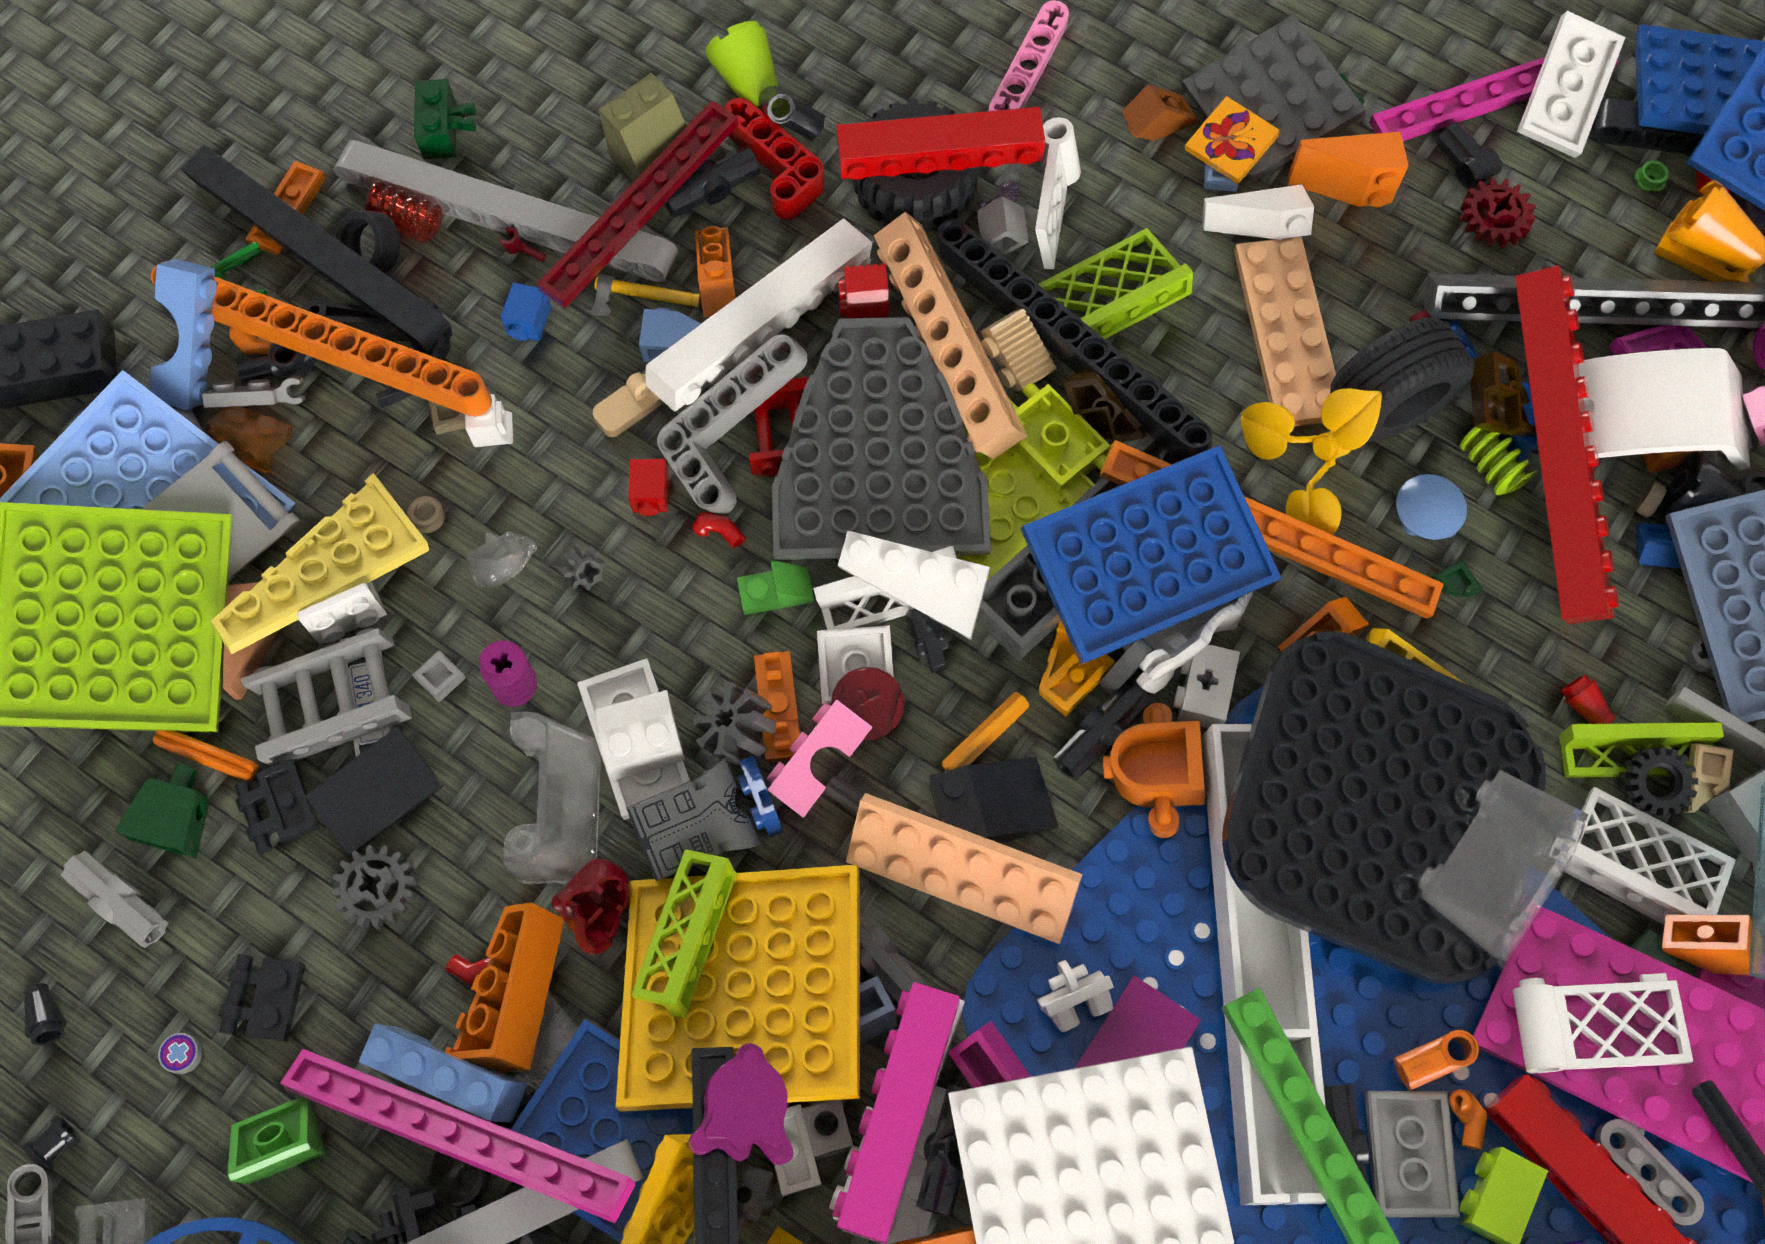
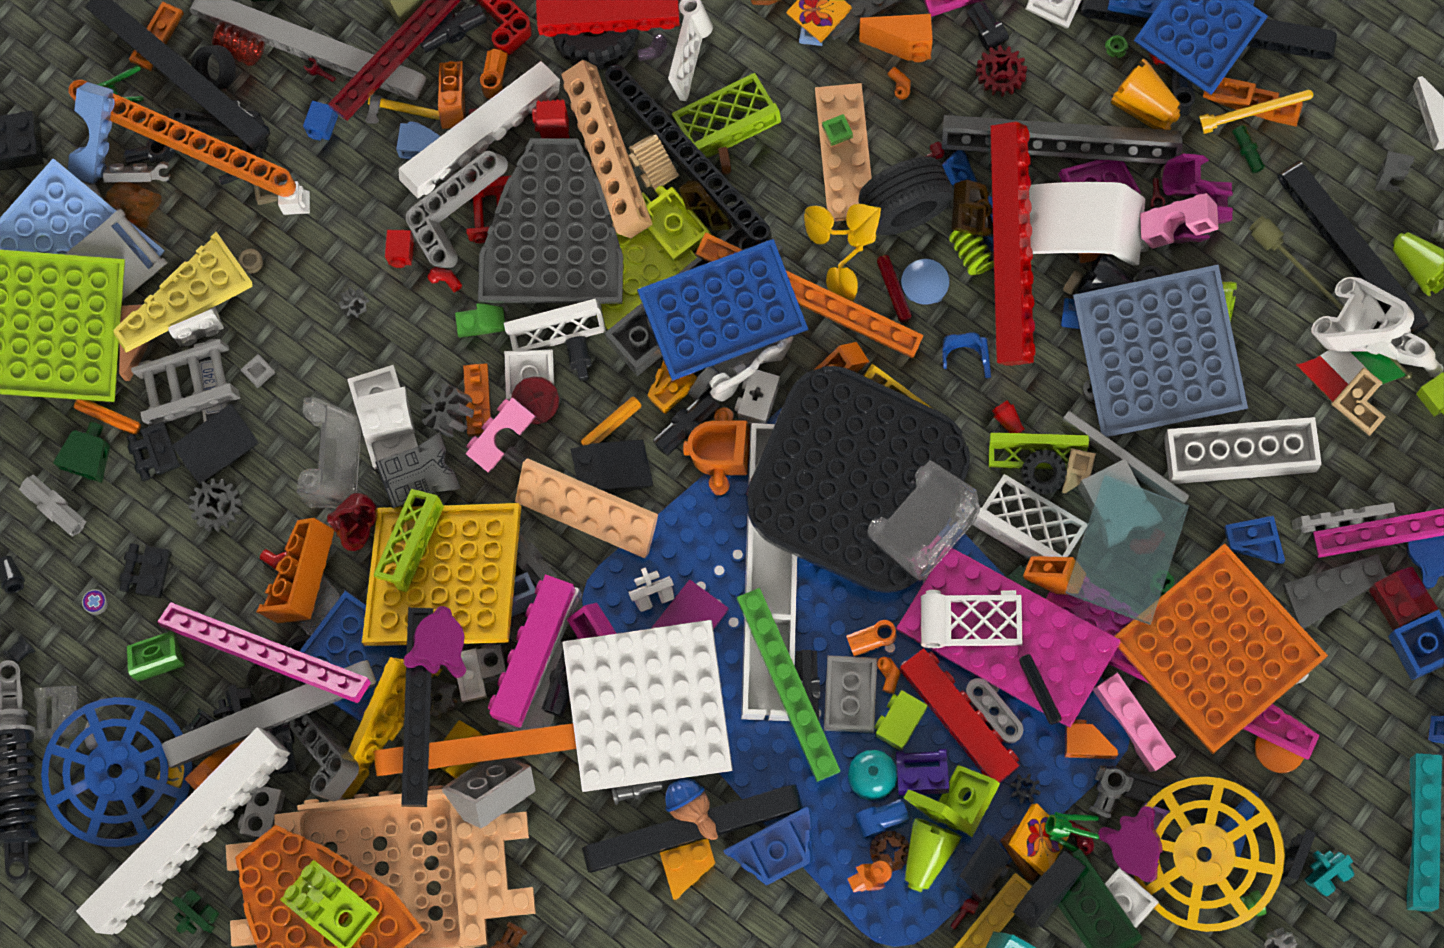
camera: 10 degrees right, 5 degrees up
(248, 343) = (132, 137): orange arm -> none
(447, 1077) = (257, 619): medium blue arch -> none
(499, 558) = (299, 293): clear hair -> none
(508, 673) = (302, 371): magenta piece -> none
(626, 406) = (385, 191): tan piece -> none
(752, 782) = (459, 451): blue wing -> none
(774, 238) = (493, 72): none -> orange piece
(927, 581) = (575, 321): white wing -> none
(1003, 225) = (651, 69): light grey brick -> none
(1118, 339) = (724, 160): none -> reddish brown tile
(1262, 213) = (834, 66): white slope -> none
(1280, 297) = (837, 130): none -> bright green plate
(1358, 235) = (903, 83): none -> orange arm
(1387, 518) = (894, 288): none -> dark red axle
(1458, 580) = (934, 332): dark green tile -> none
(1512, 589) = (969, 340): none -> blue helmet
(1751, 378) = (1156, 194): none -> dark red hand

